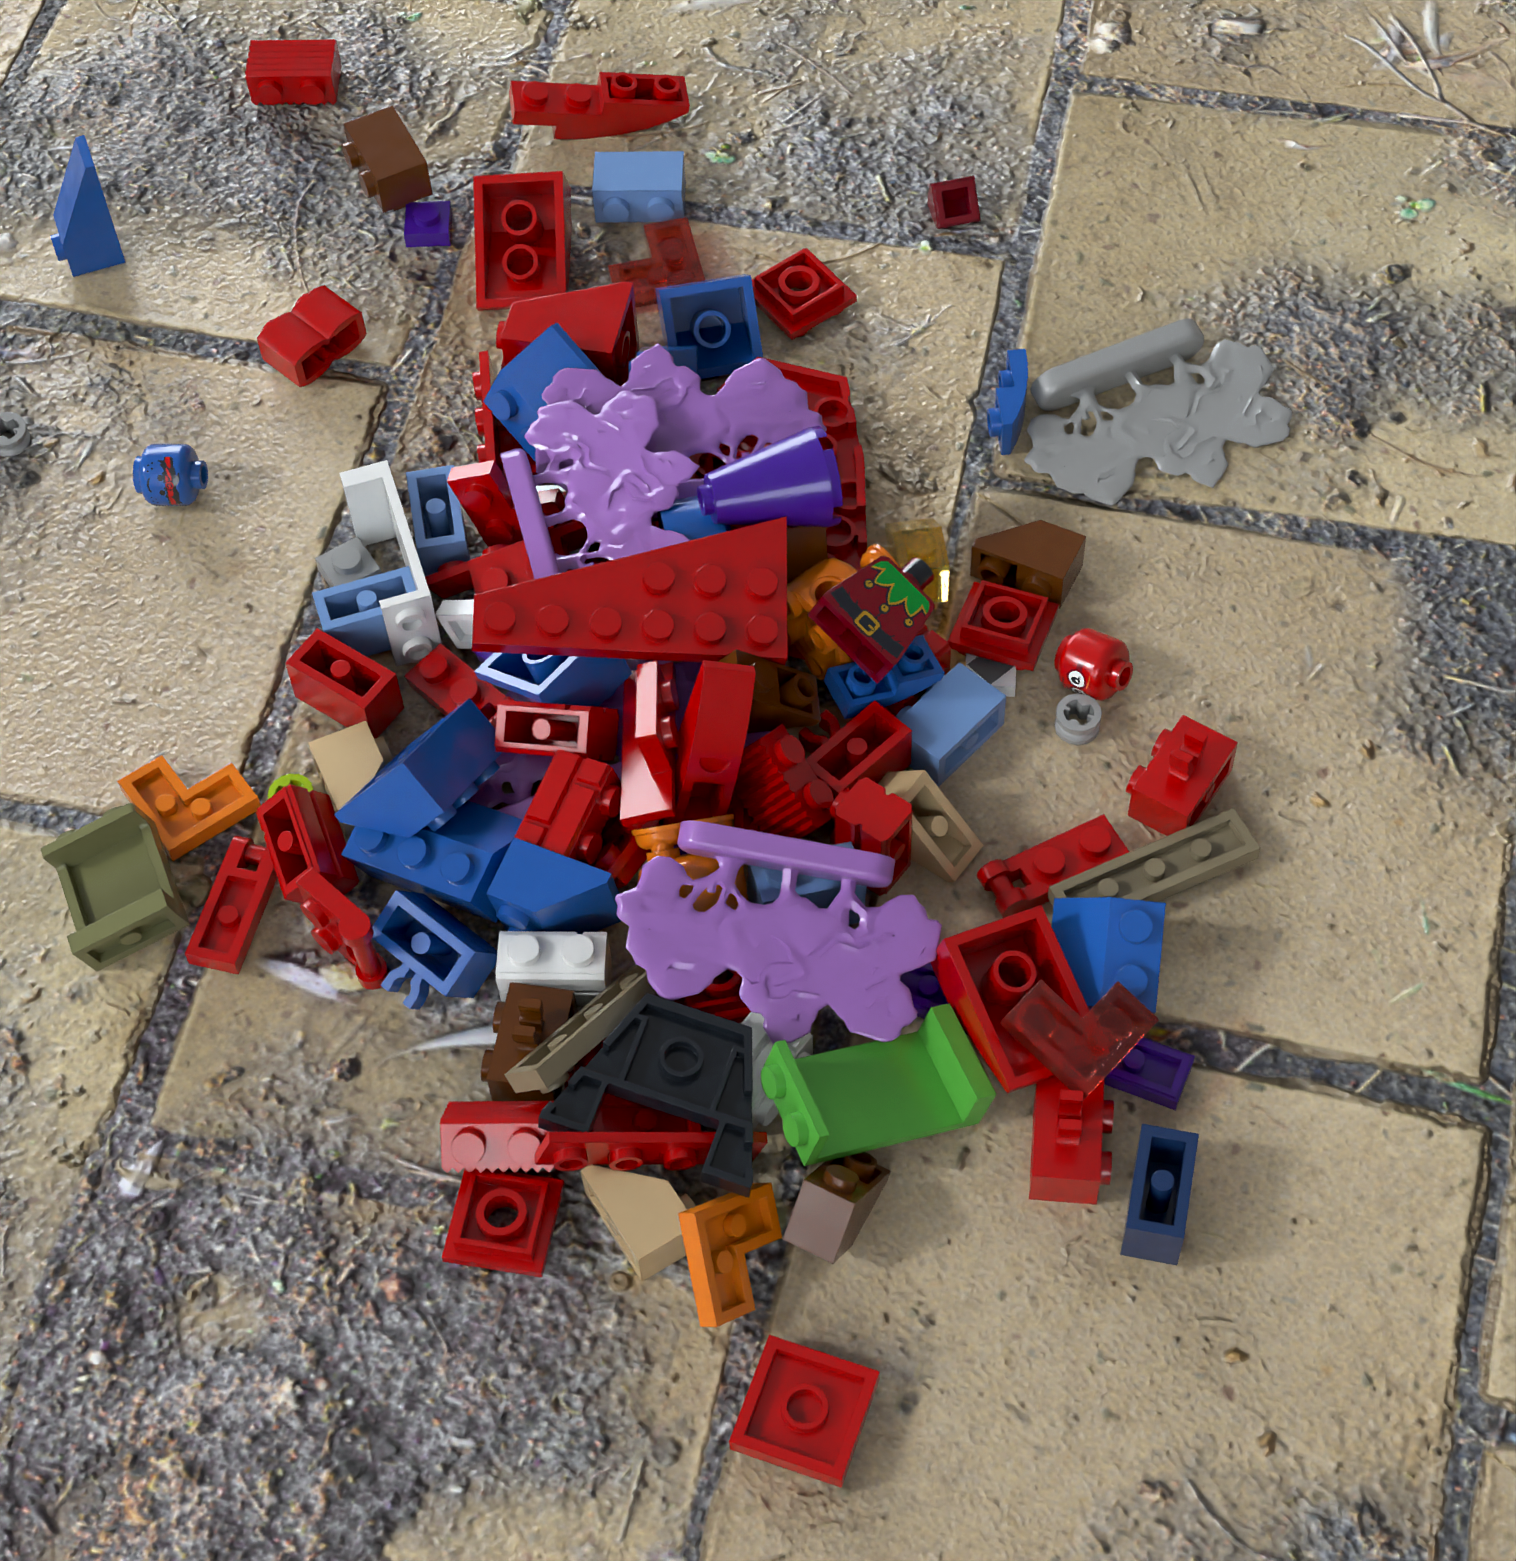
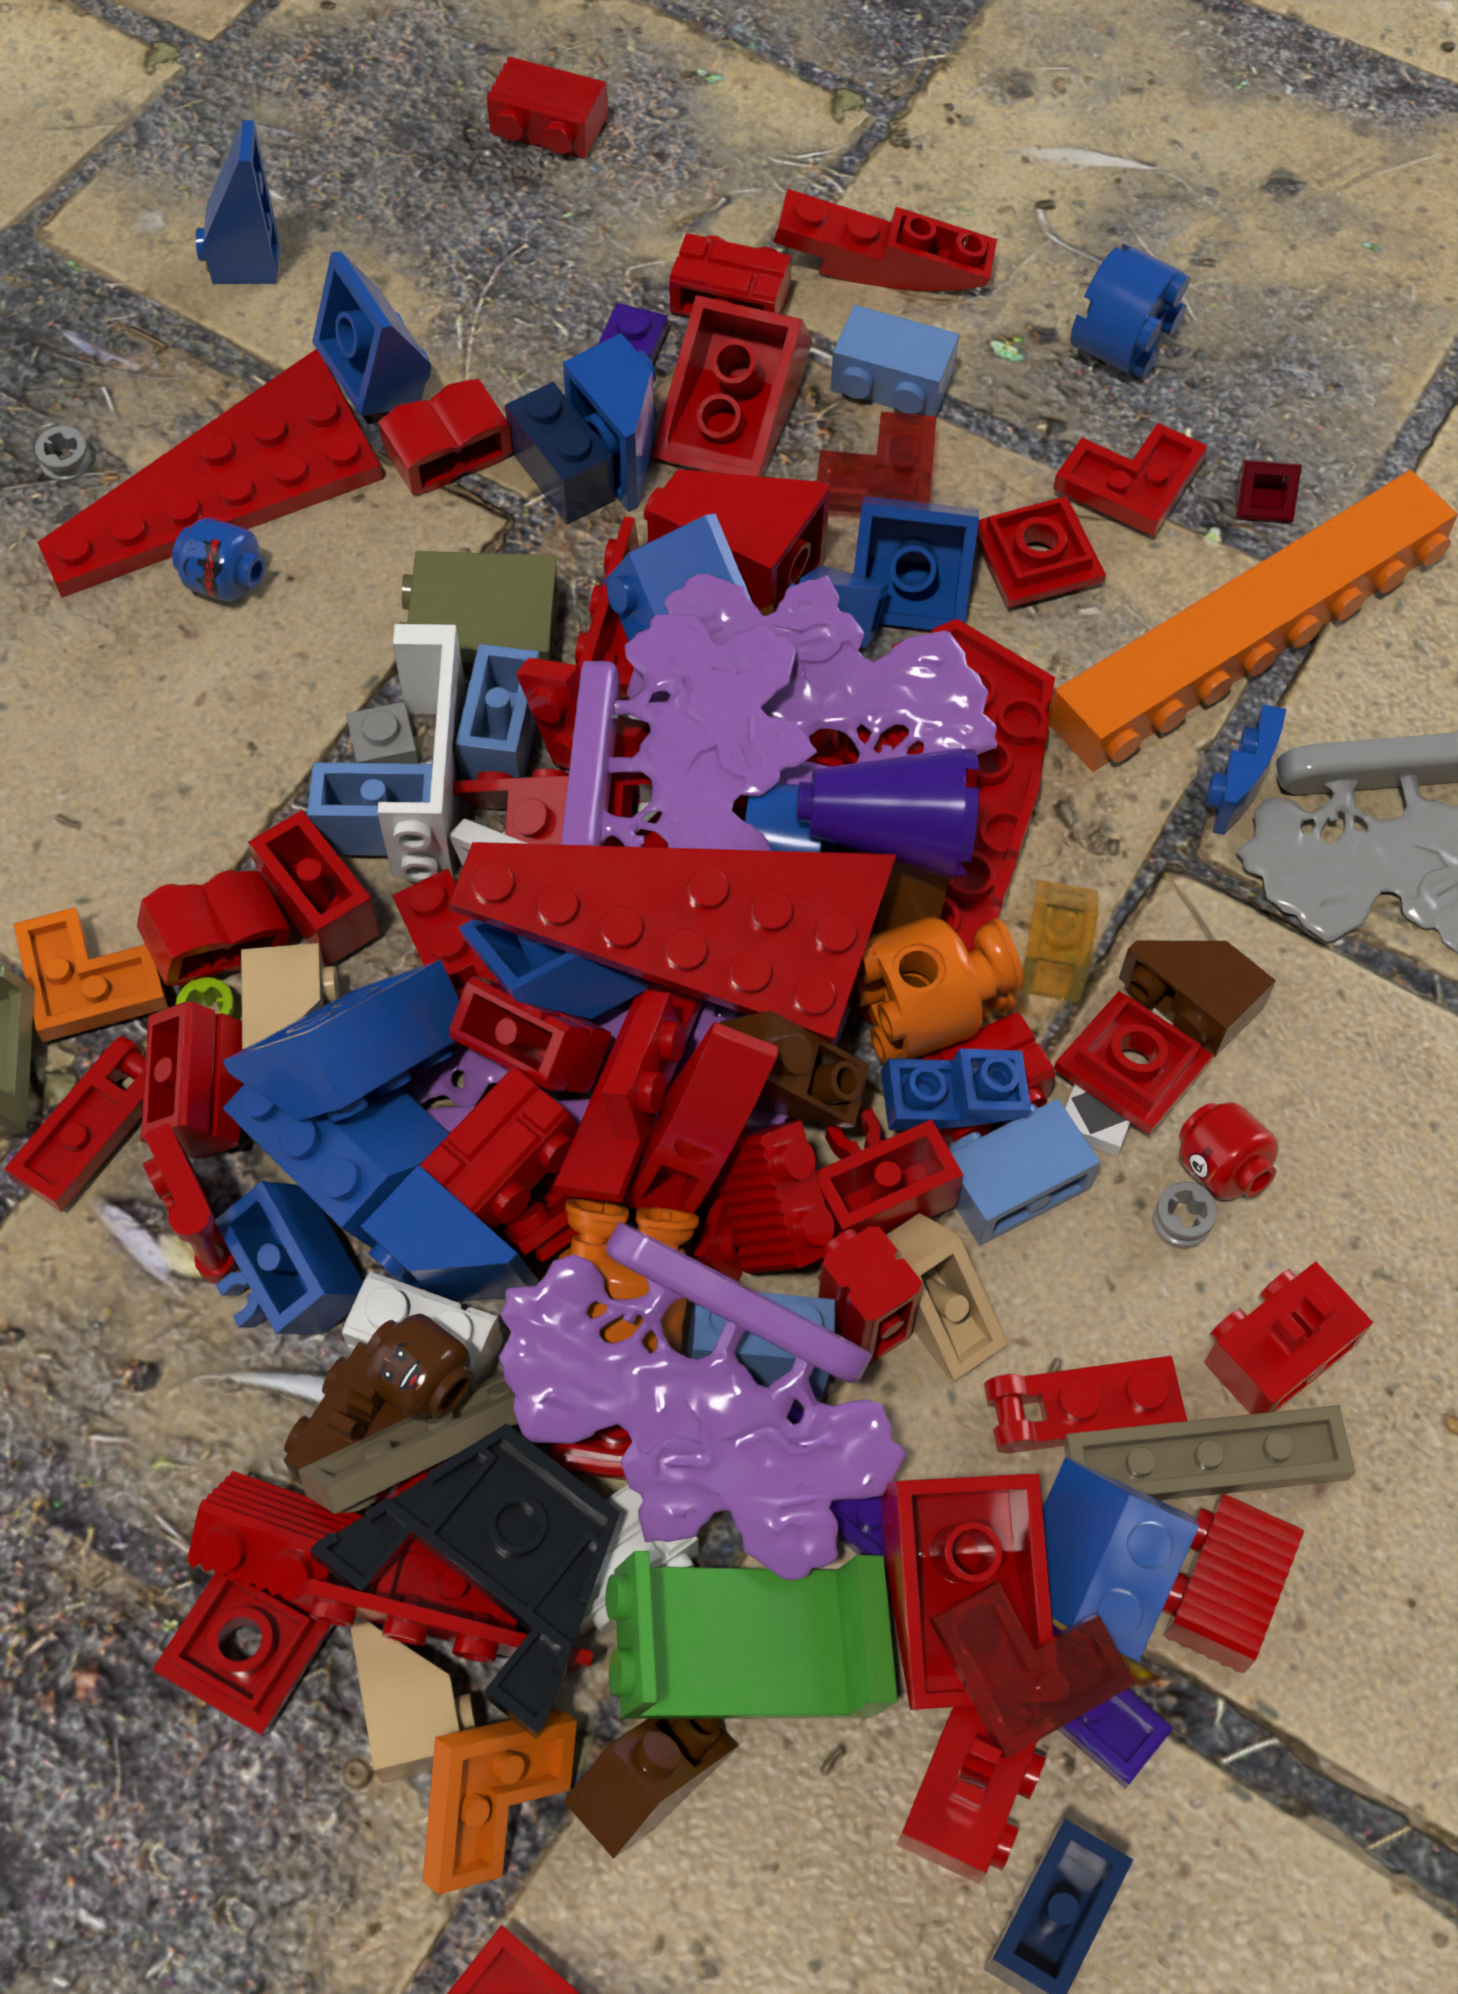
camera: 15 degrees right, 5 degrees up
(166, 395) = (247, 467): none -> red wing
(224, 282) = (367, 342): none -> blue slope
(274, 736) = (203, 927): none -> red brick
(386, 159) = (607, 245): reddish brown brick -> none
(405, 435) = (487, 597): none -> olive panel
(408, 322) = (561, 453): none -> dark blue brick
(438, 282) = (615, 398): none -> blue slope
(485, 154) = (729, 274): none -> red brick
(566, 976) = (418, 1367): none -> reddish brown head
(805, 99) = (1130, 309): none -> blue brick
(852, 230) = (1137, 489): none -> red plate
(877, 612) = (968, 1015): dark red torso -> none
(975, 298) = (1251, 621): none -> orange brick
(1200, 948) = (1232, 1582): none -> red brick

